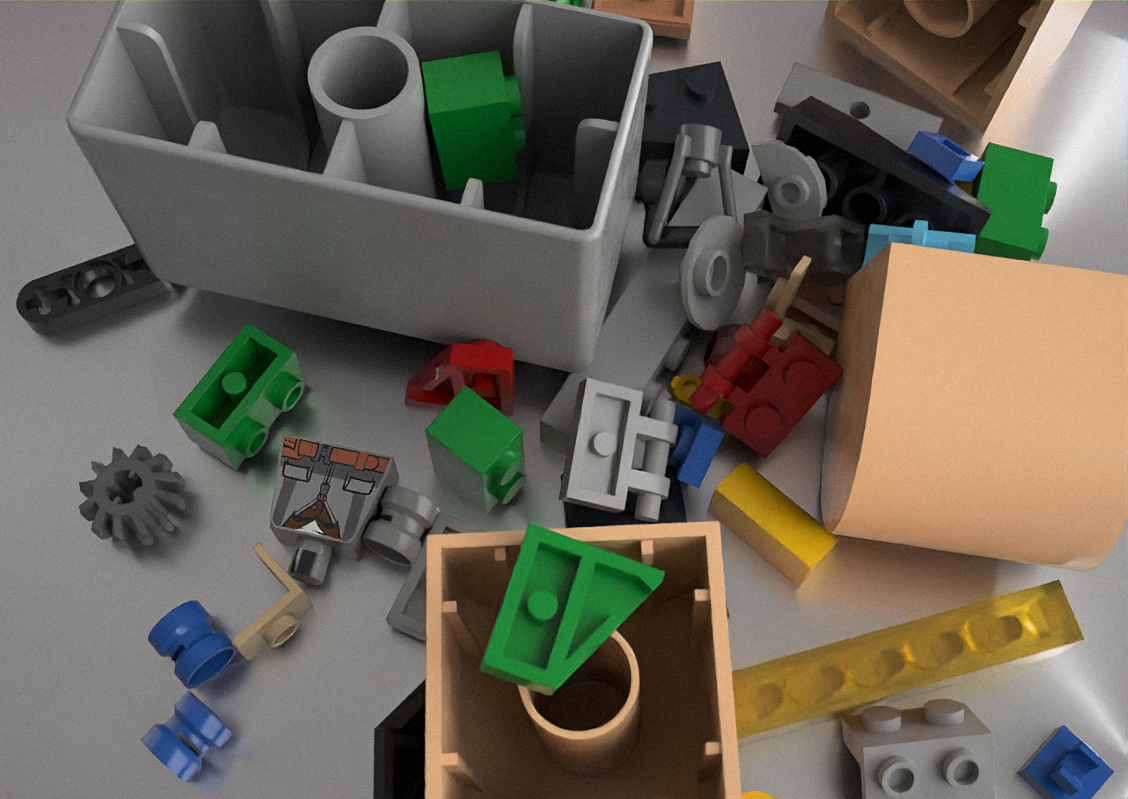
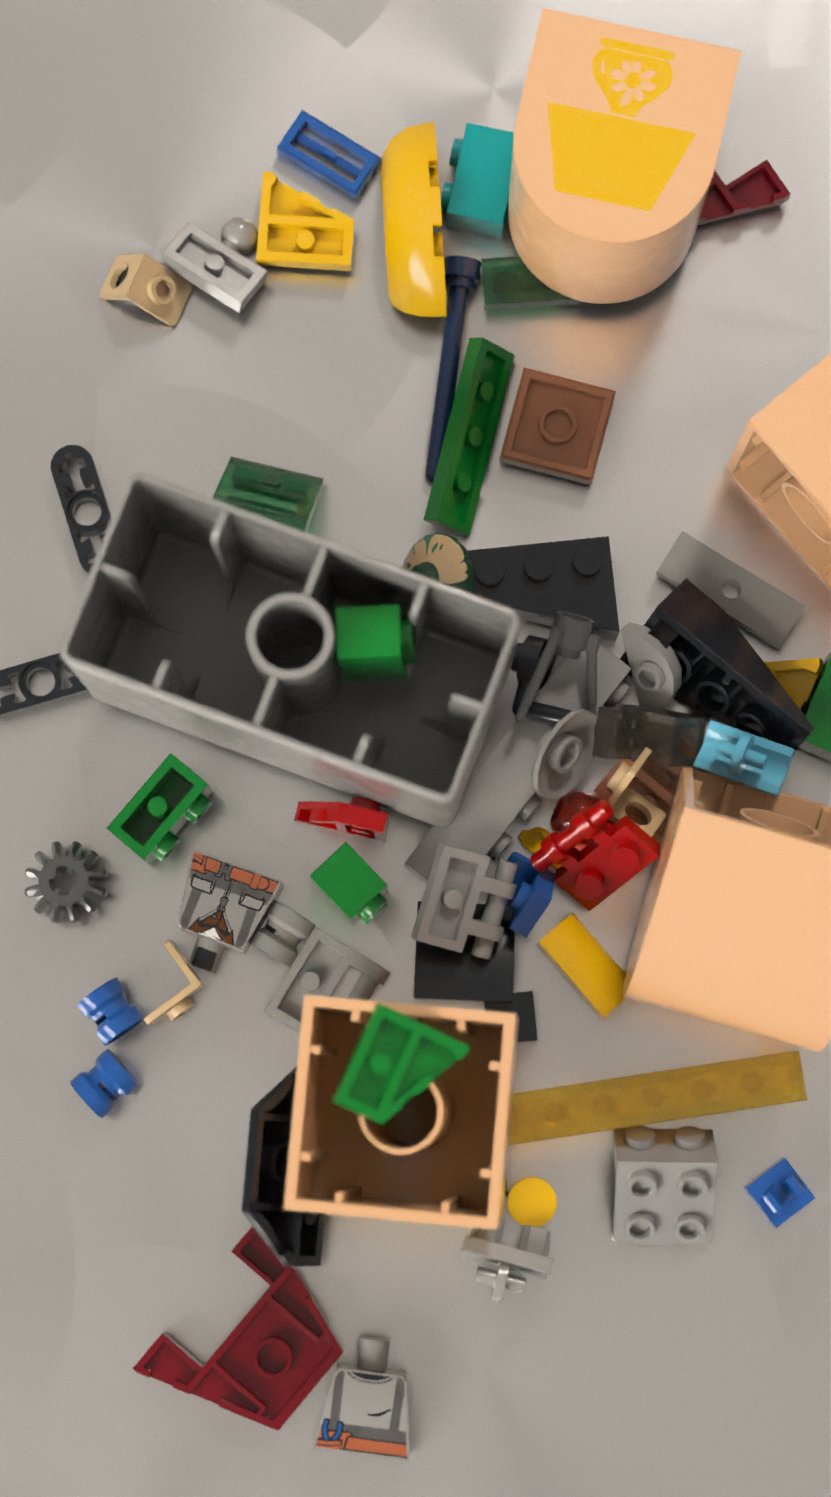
camera: 10 degrees right, 15 degrees up
(945, 157) = (789, 663): blue tile -> none

